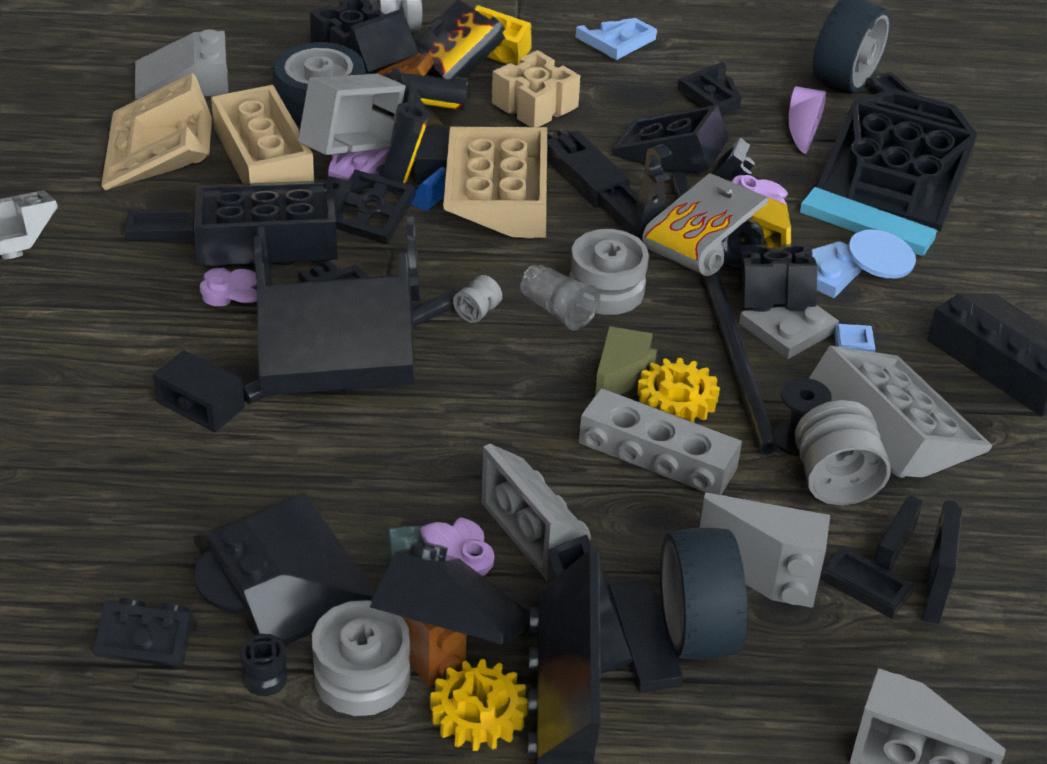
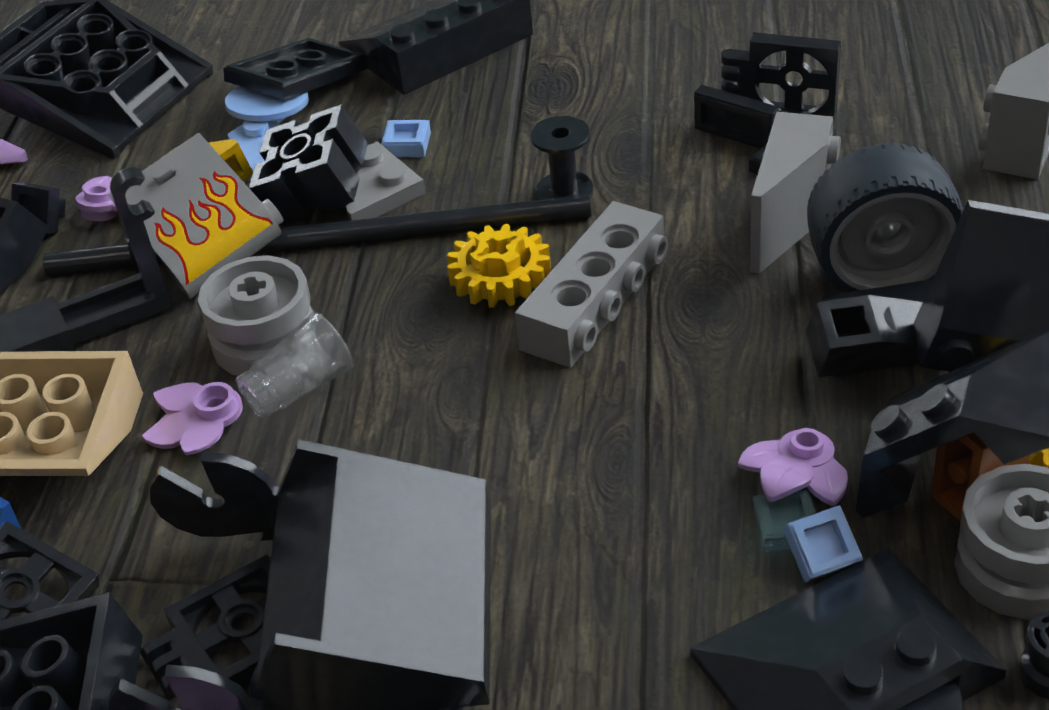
camera: 80 degrees left, 0 degrees up
(376, 555) = (822, 543): none -> light blue tile
(476, 299) = (273, 447): light grey wheel -> none
(516, 261) = (193, 416): none -> lavender plate
(527, 507) = (741, 385): light grey slope -> none
(623, 360) = (441, 312): olive slope -> none
(842, 452) = (632, 130): light grey wheel -> none
(860, 217) = (176, 123): medium azure tile -> none
(913, 420) = (500, 122): light grey slope -> none
(929, 263) = (295, 68): none -> black tile

